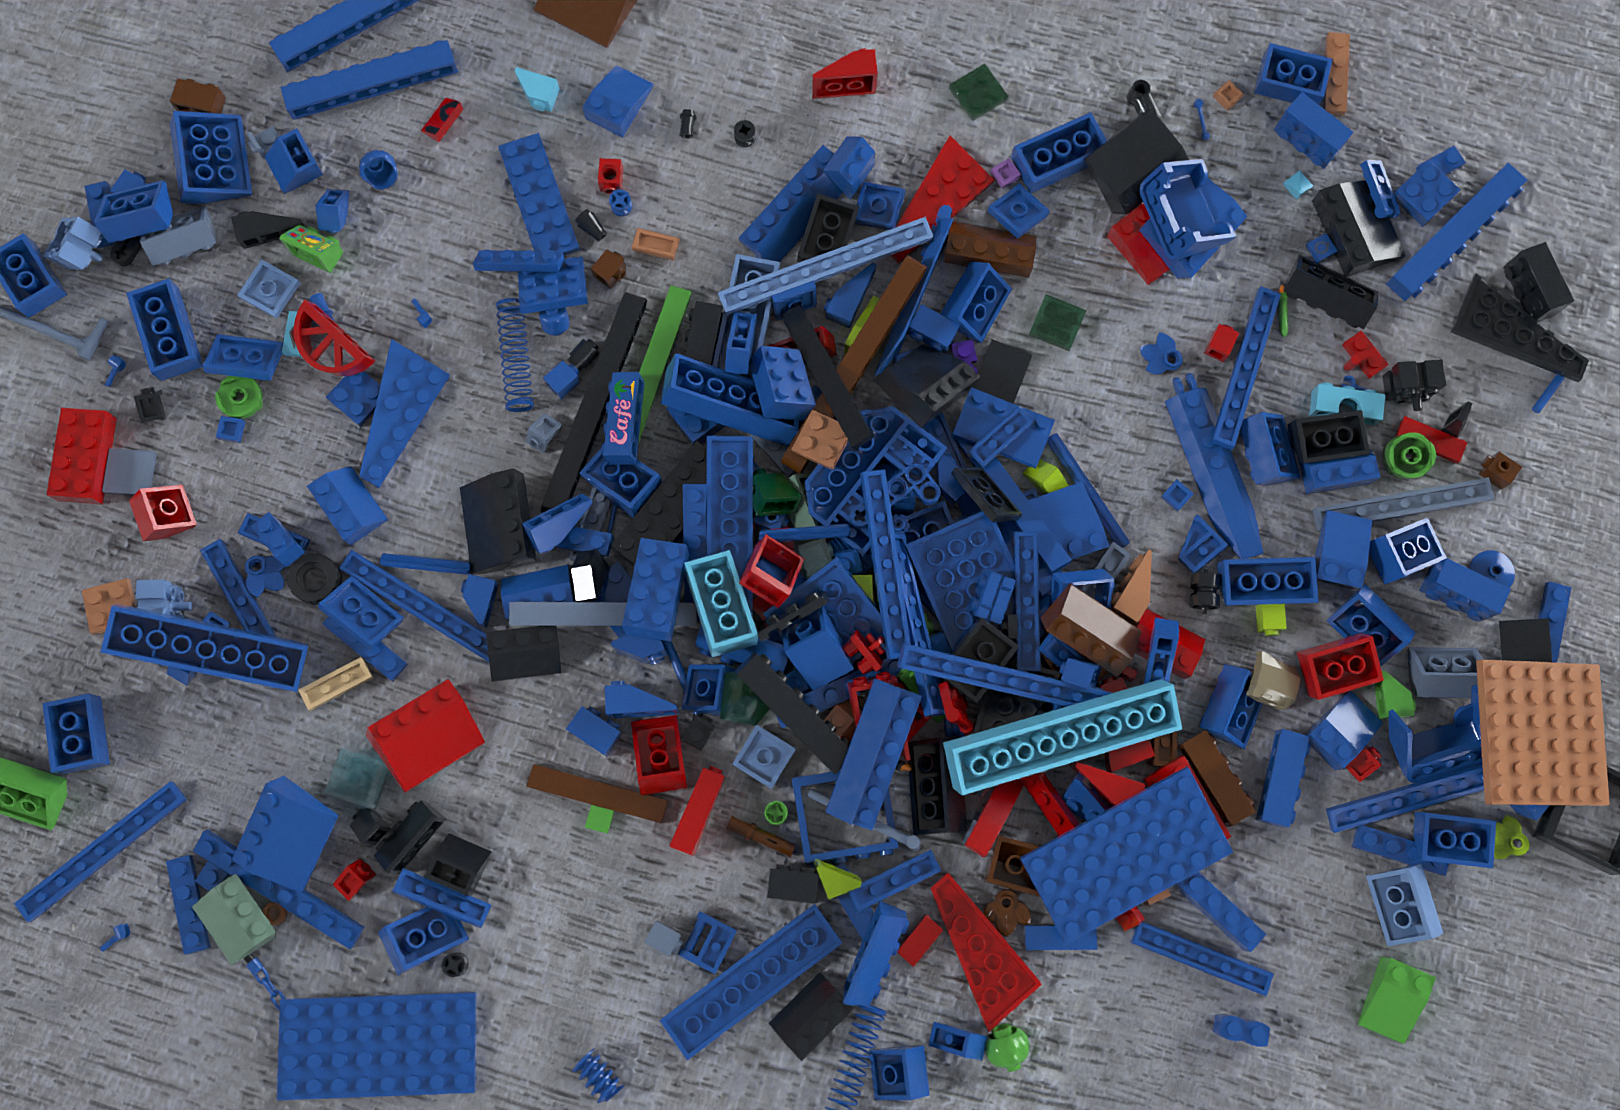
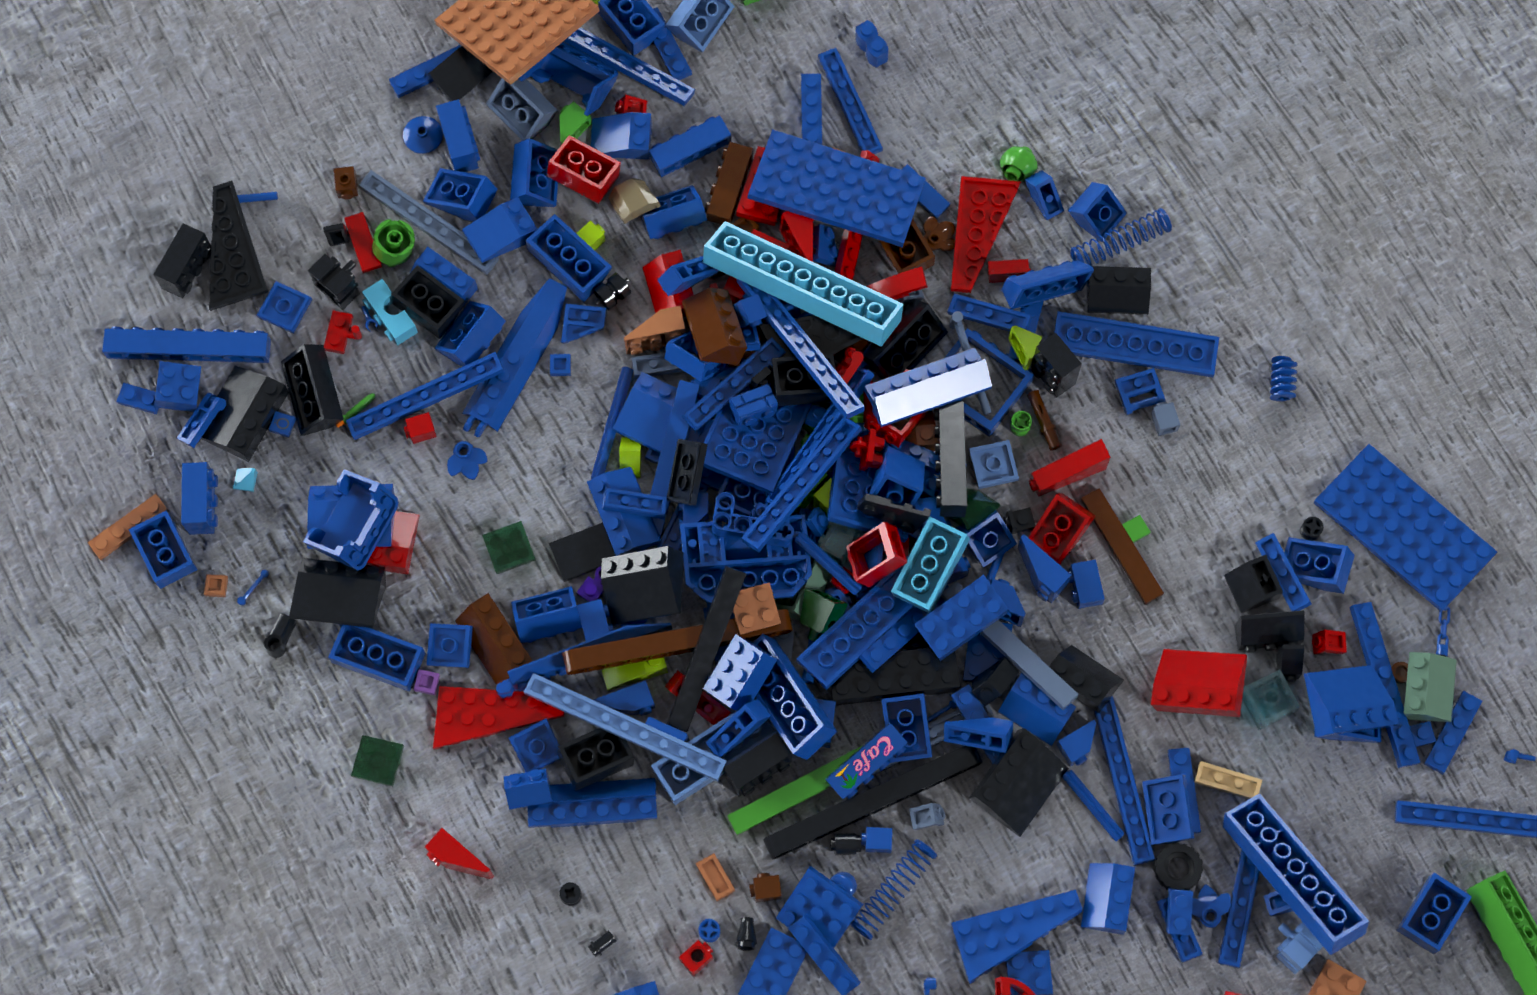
camera: 130 degrees left, 5 degrees down
(1425, 333) = (284, 307): none -> blue tile

